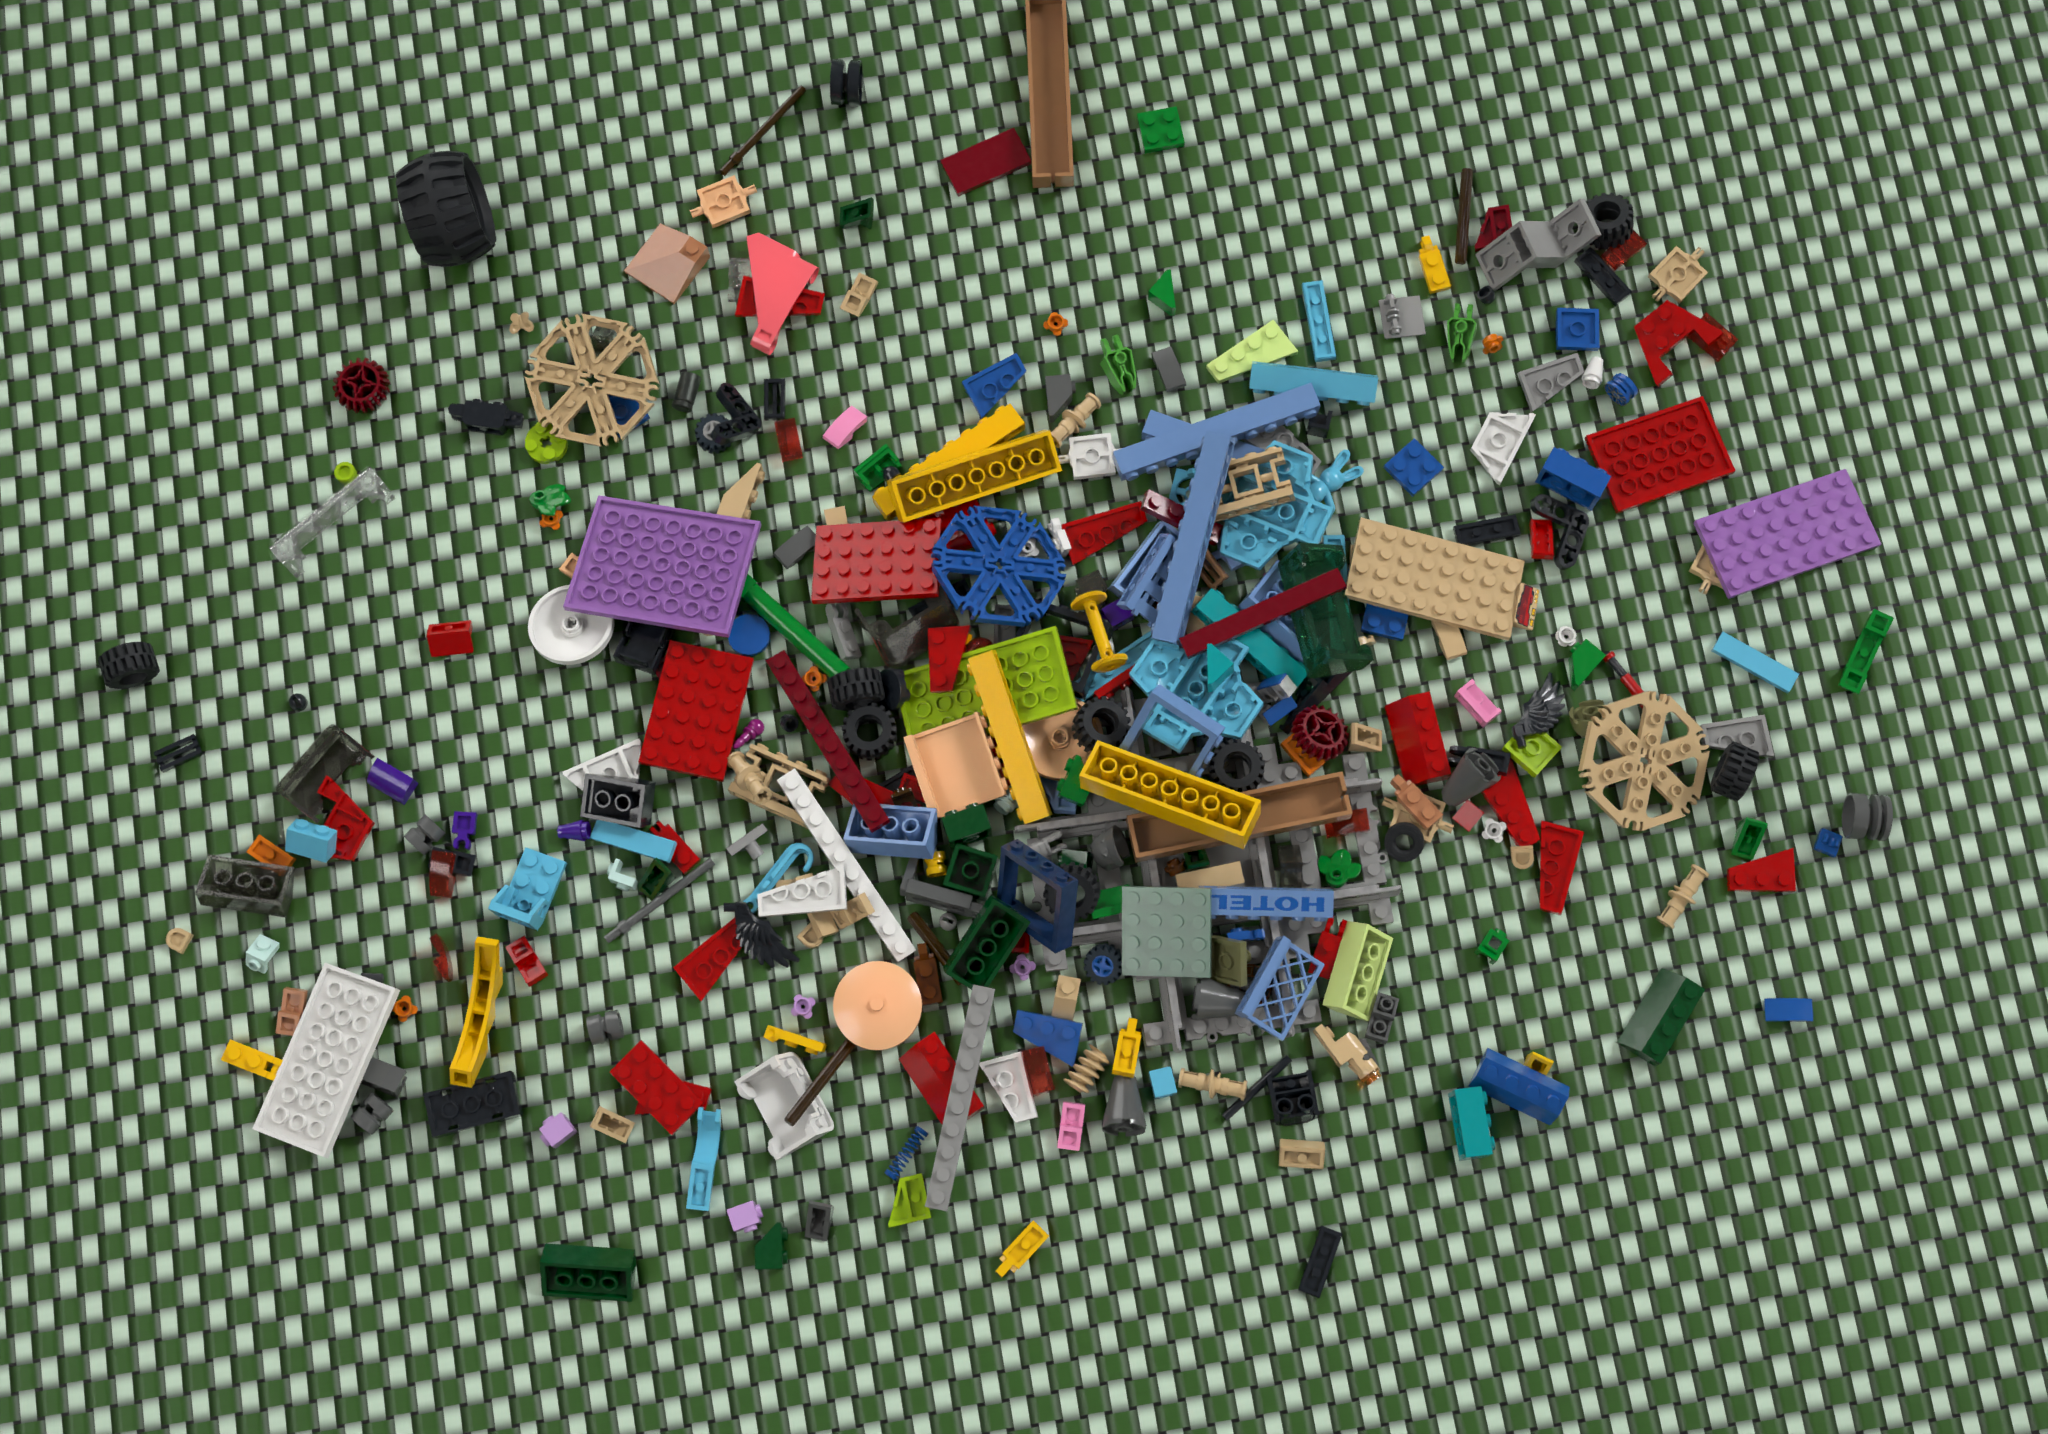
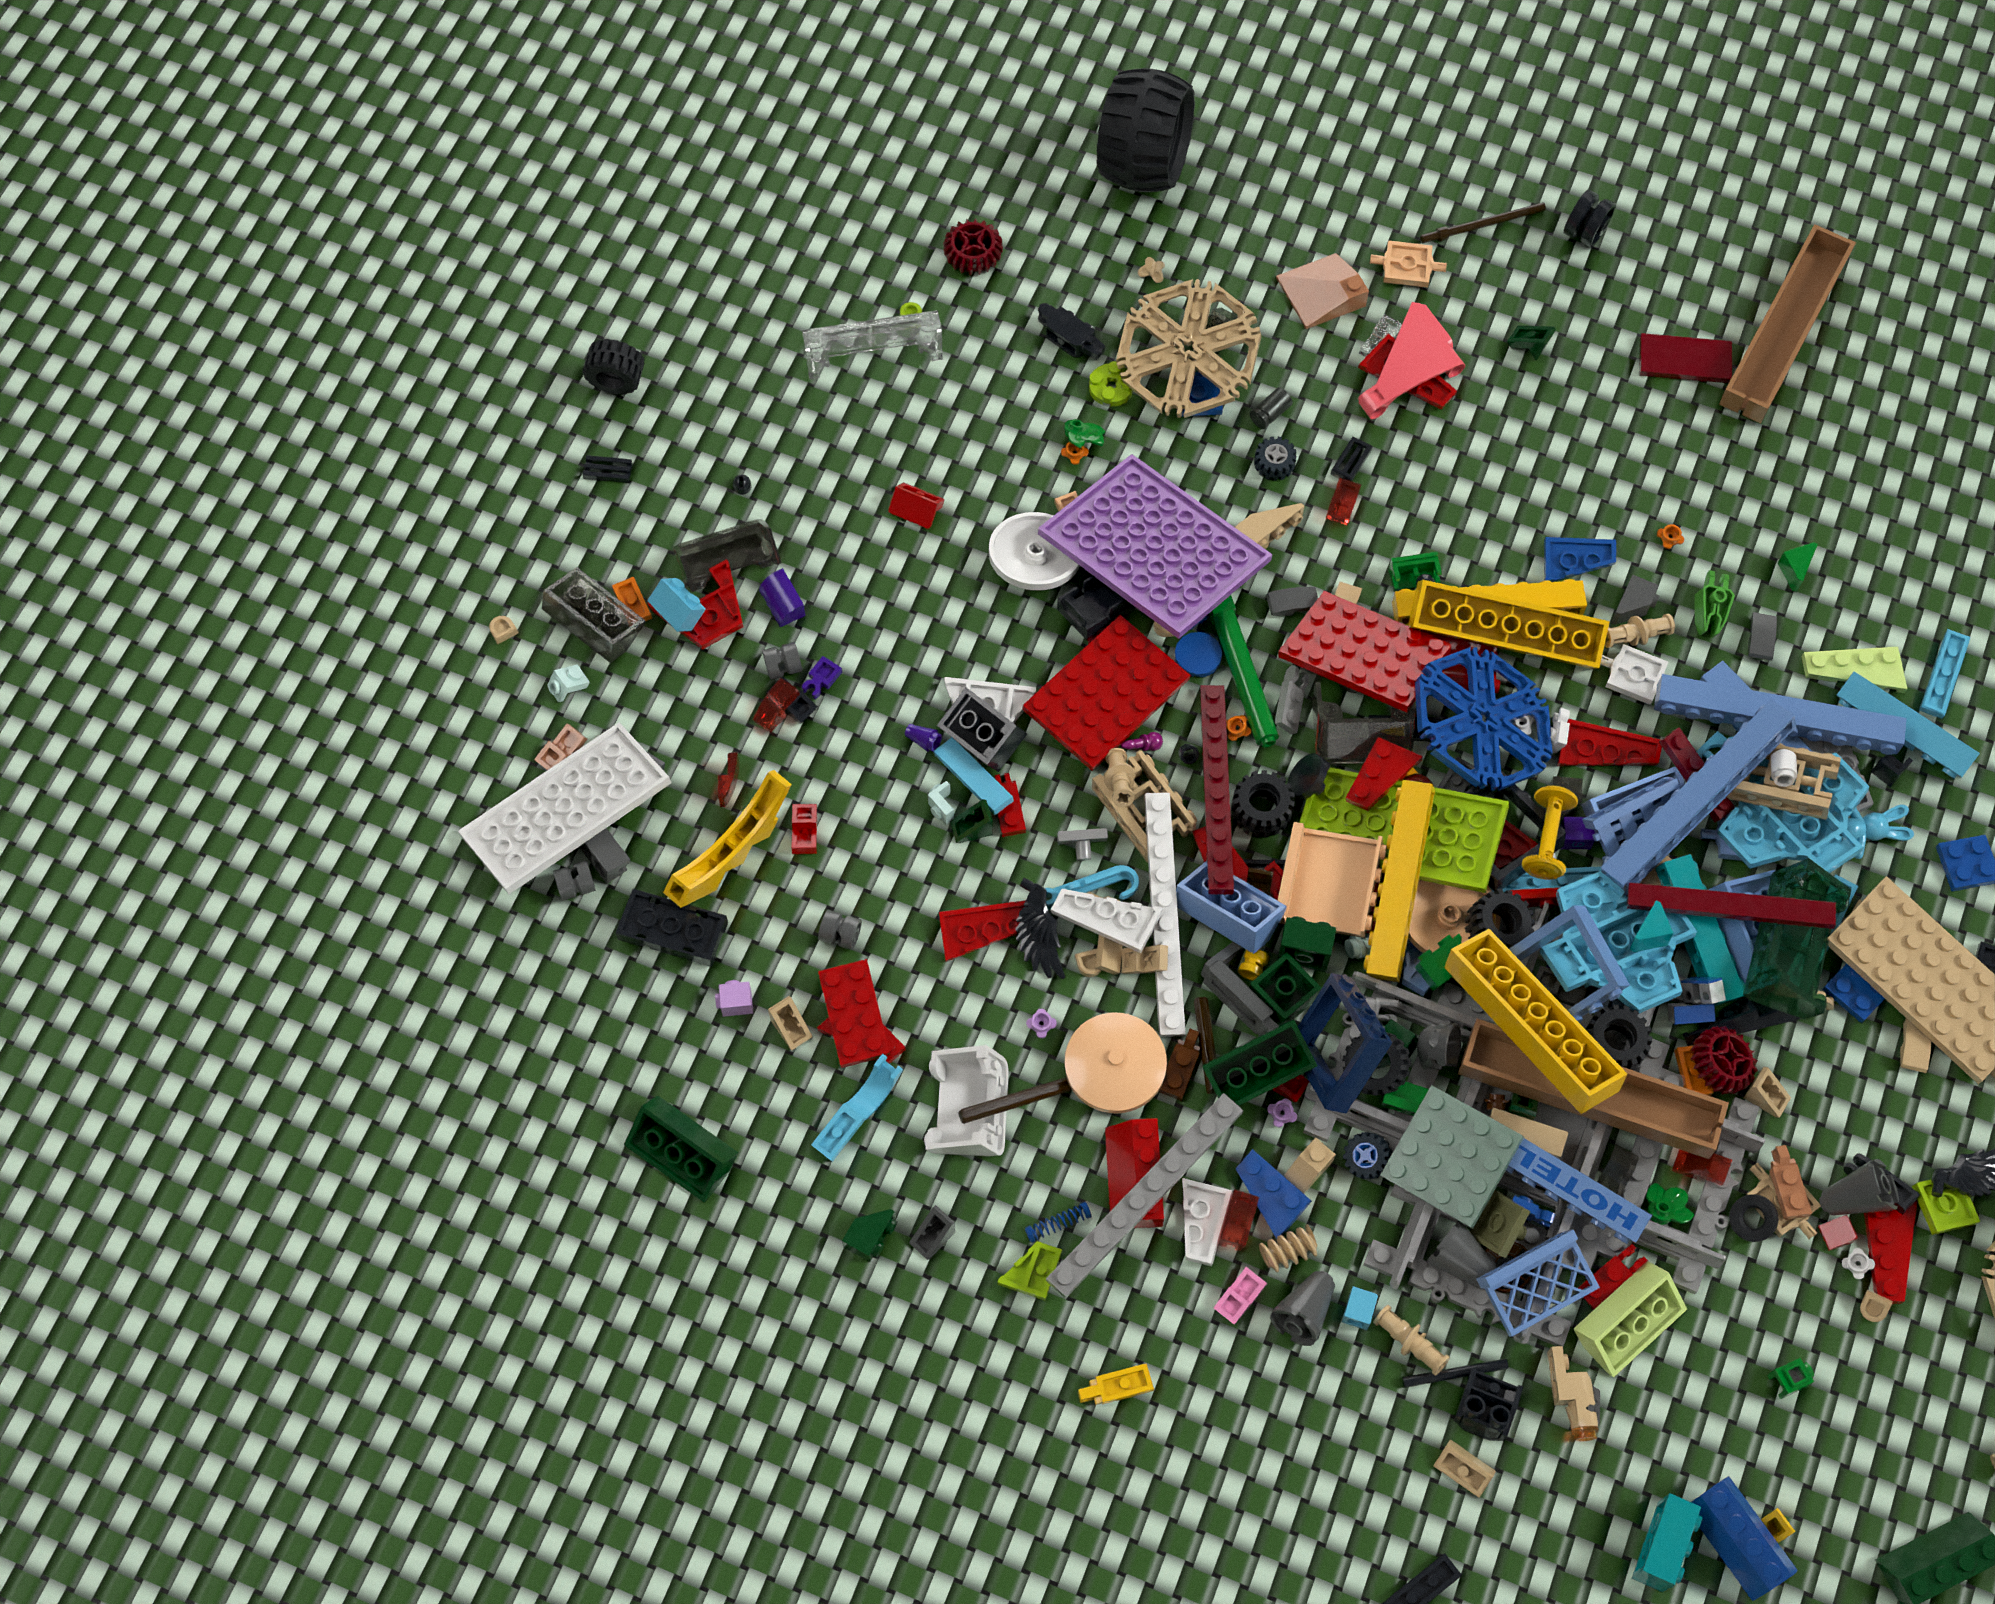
camera: 30 degrees right, 10 degrees down
(251, 1059) = (496, 770): yellow plate -> none
(410, 1008) = (659, 801): orange plate -> none
(530, 890) = (847, 768): medium azure bracket -> none
(625, 925) = (916, 849): dark grey bar -> none
(729, 398) = (1312, 461): black beam -> none
(745, 1216) = (863, 1186): lavender brick -> none
(791, 1039) = (1014, 1048): yellow hinge -> none
(843, 427) = (1402, 518): bright pink slope -> none
(855, 688) = (1273, 751): black tyre -> none
(859, 295) = (1490, 411): tan slope -> none
(945, 925) = (1230, 1030): light grey hinge -> none
(1127, 1050) = (1341, 1253): yellow hinge -> none
(1160, 129) = (1879, 417): green plate -> none
(1218, 580) = (1696, 839): medium nougat tile -> none
(1243, 479) = (1783, 767): none -> white brick
(1381, 1018) = (1629, 1381): dark grey slope -> none
(1418, 739) = (1826, 1126): red slope -> none
(1477, 703) = (1909, 1127): bright pink hinge -> none
(1557, 863) = (1911, 1335): red wing -> none

